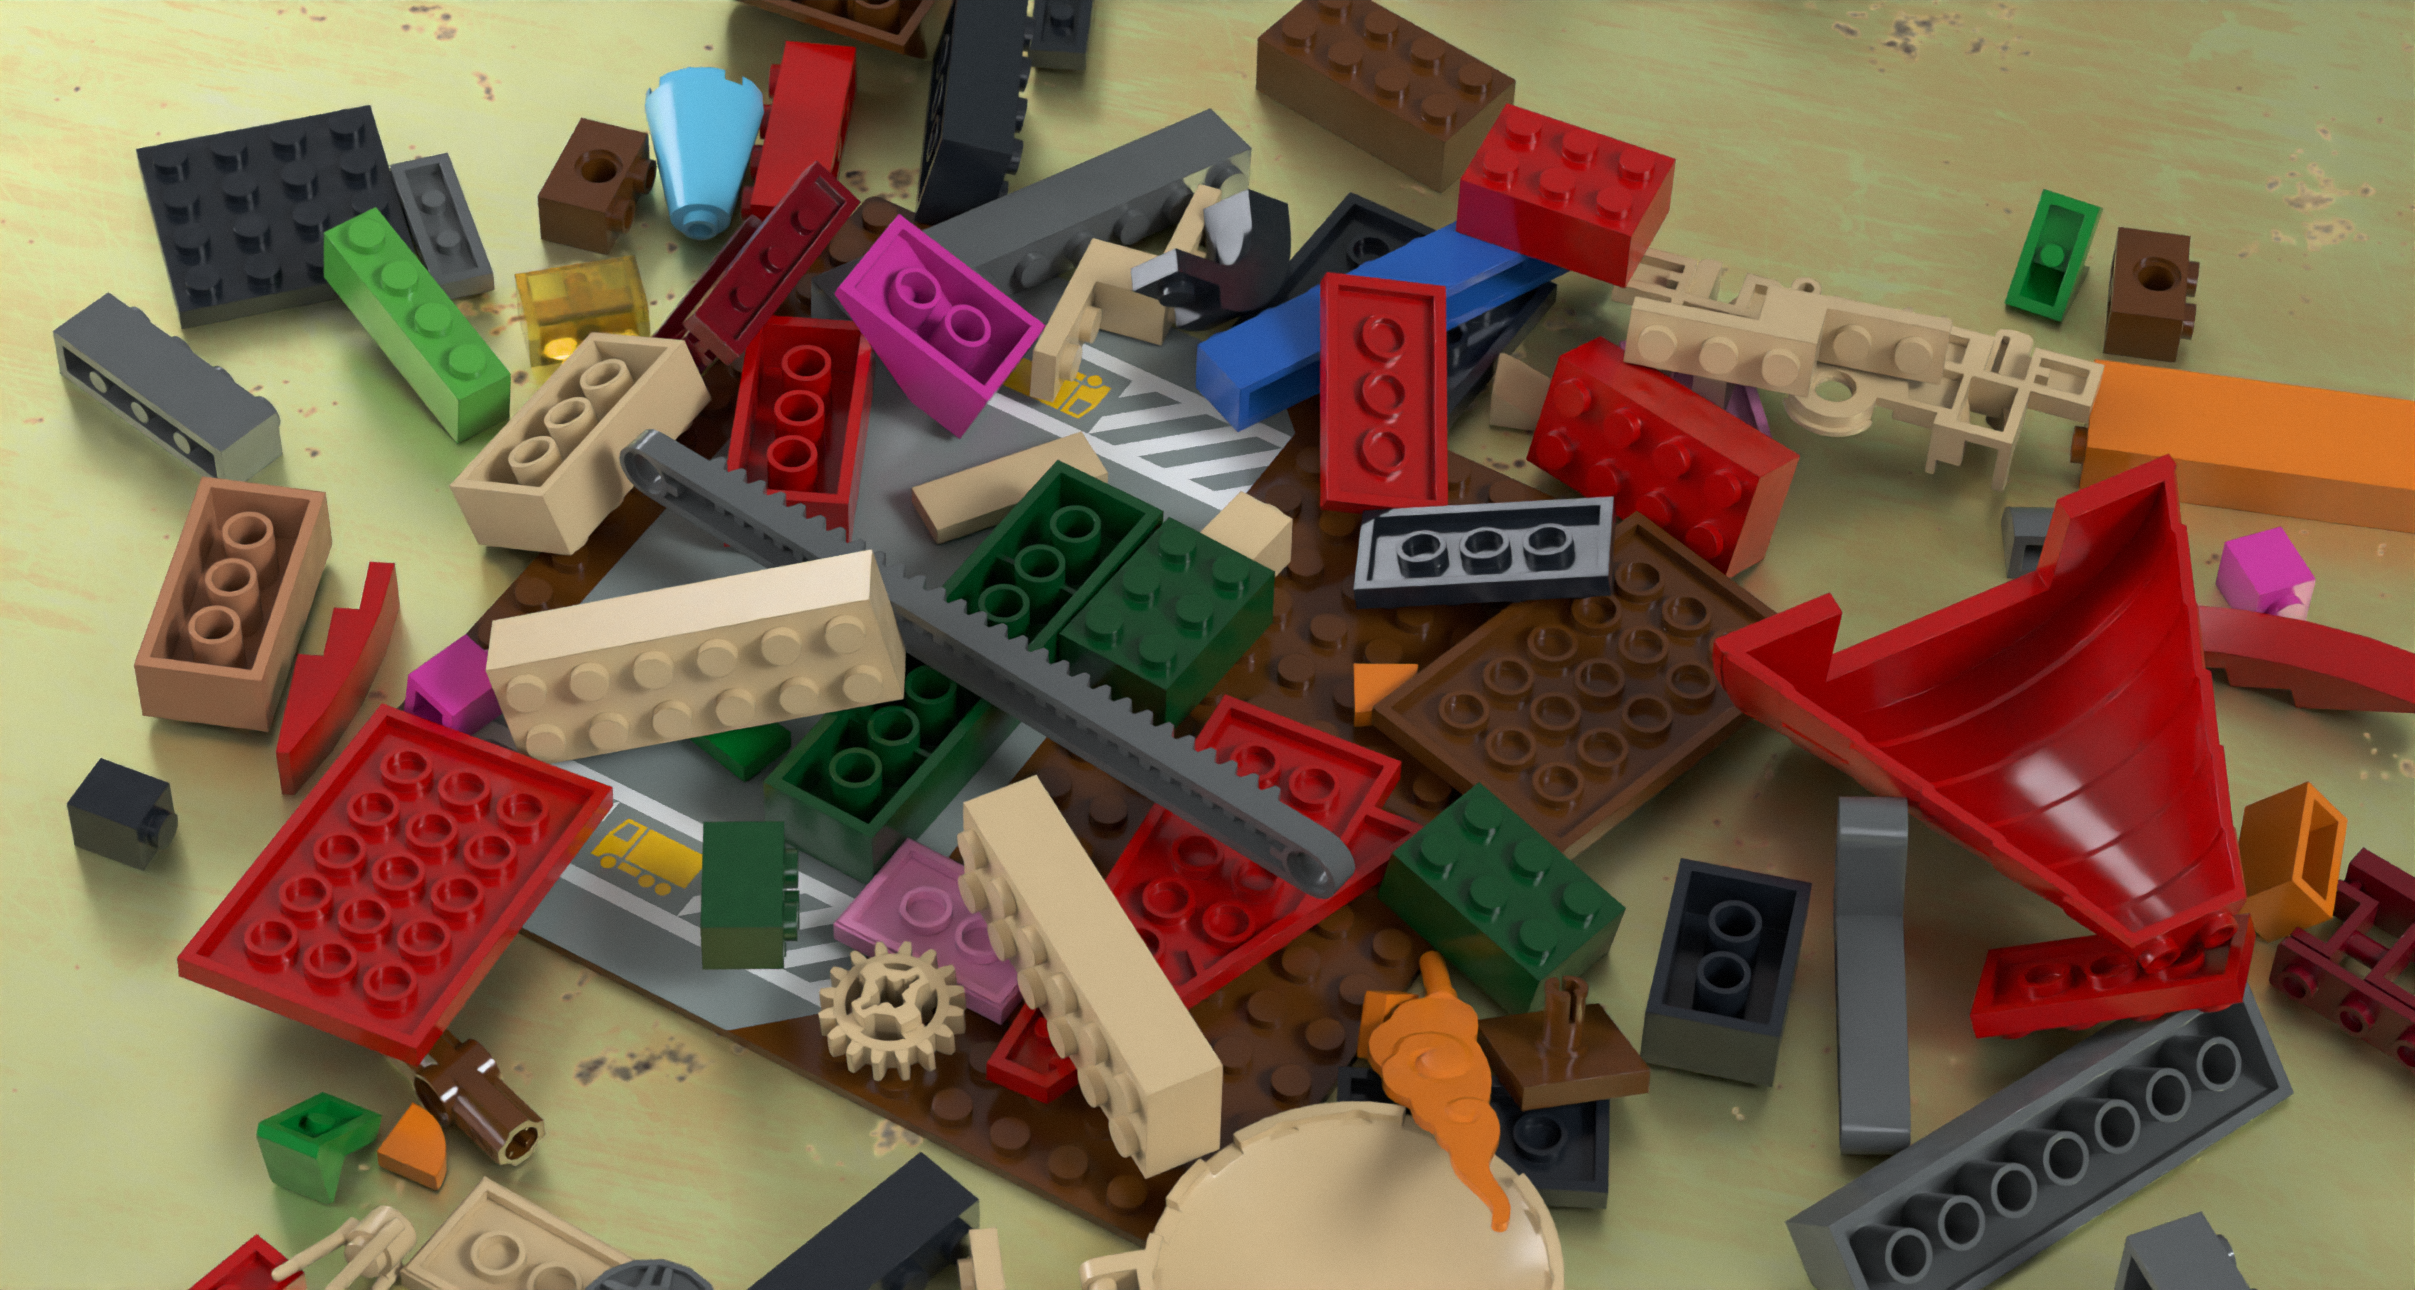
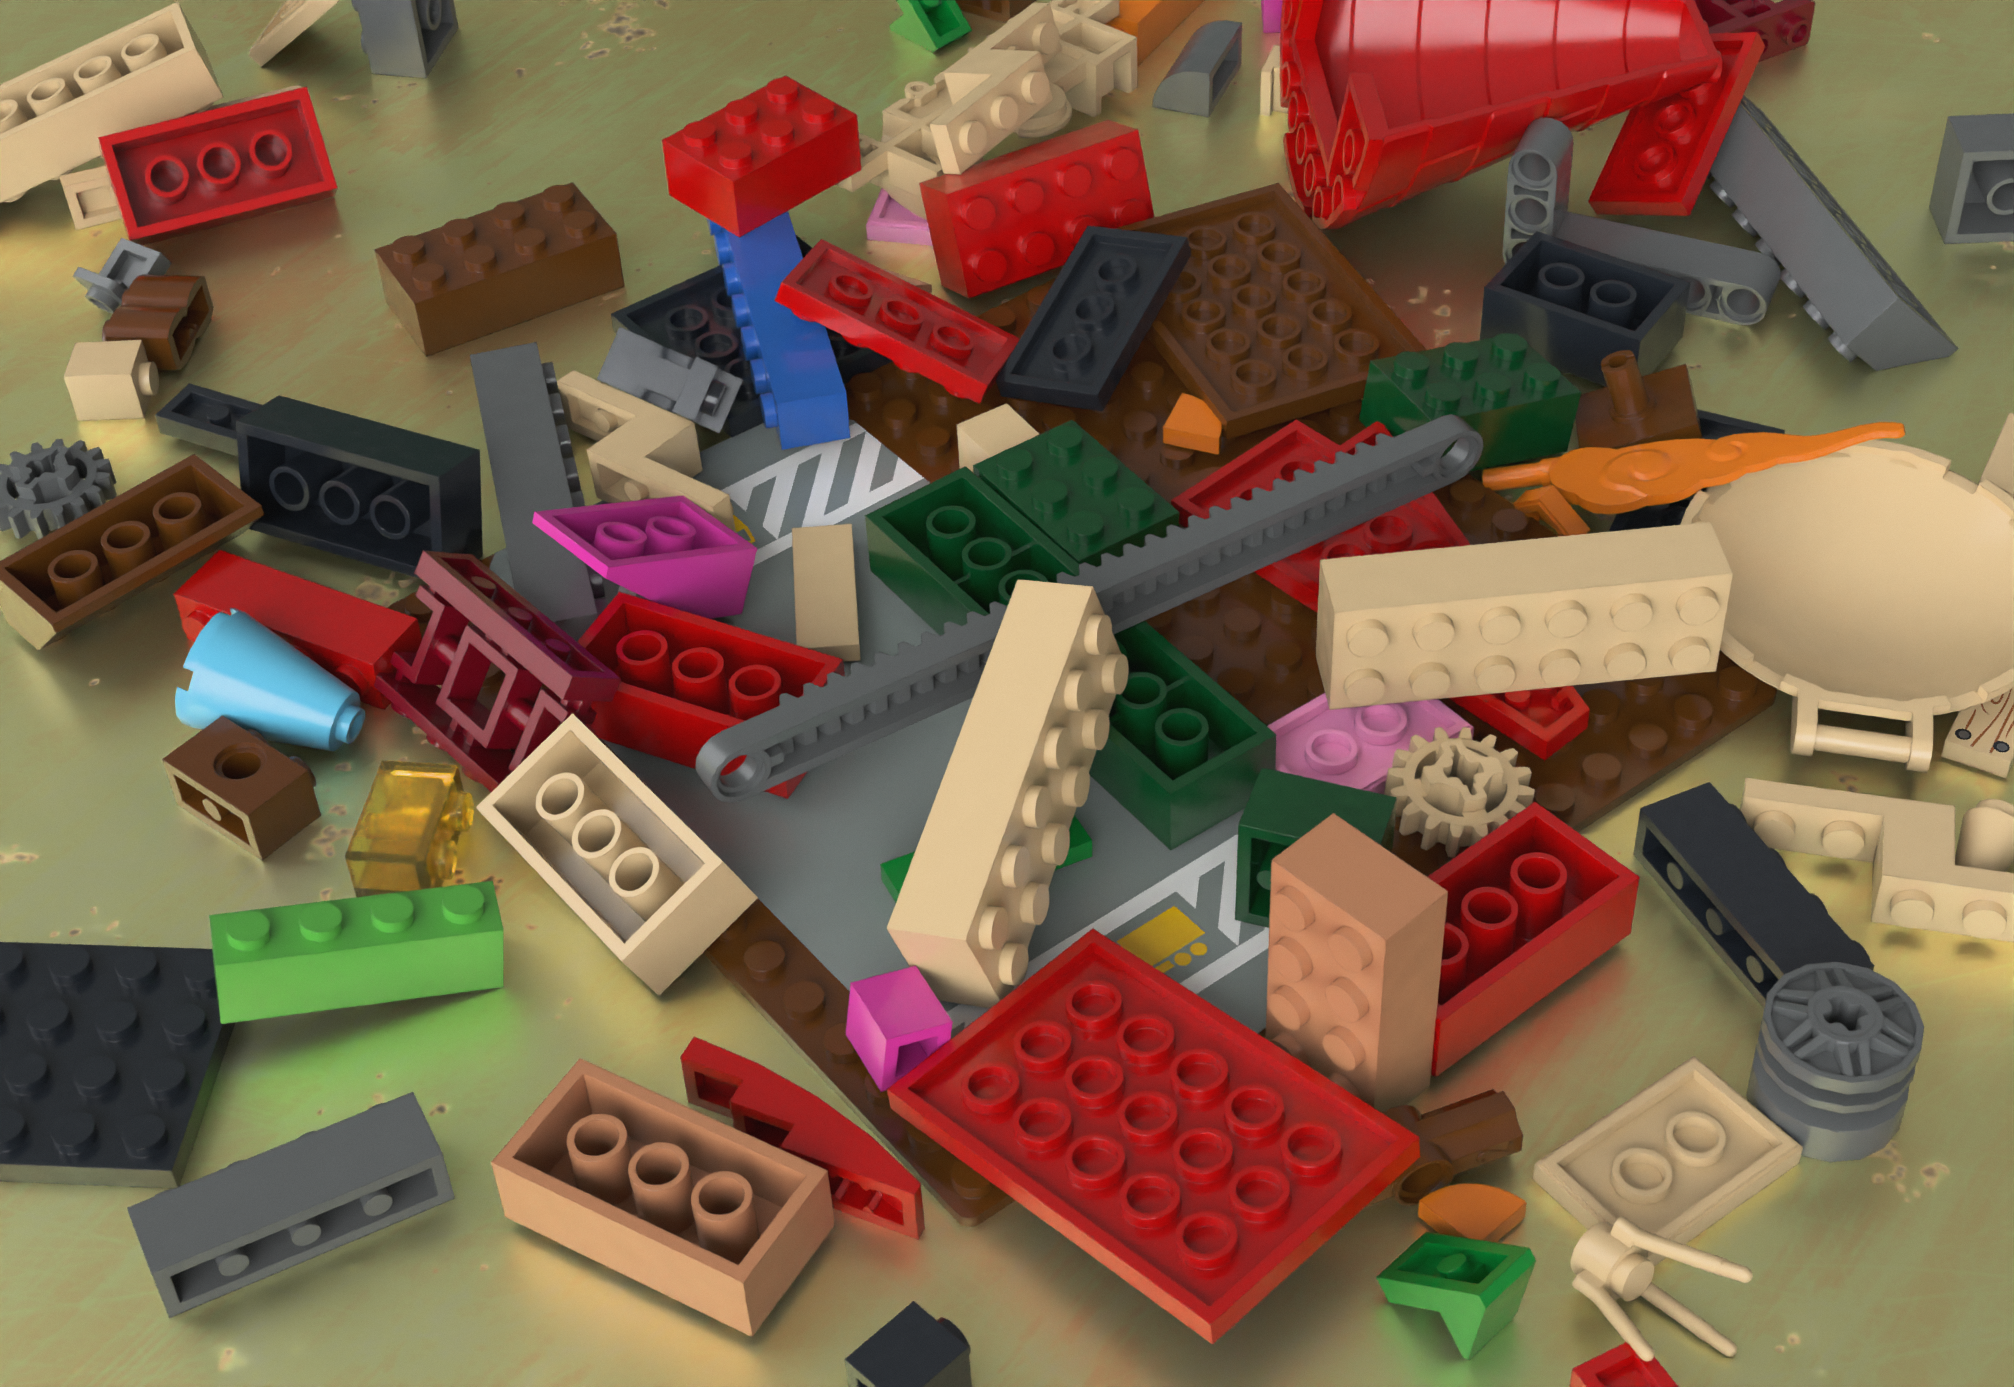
camera: 65 degrees left, 5 degrees down
(442, 225) = (181, 913): dark grey plate -> none
(557, 946) = (1355, 963): none -> nougat brick
(719, 1074) = (1520, 922): none -> red brick

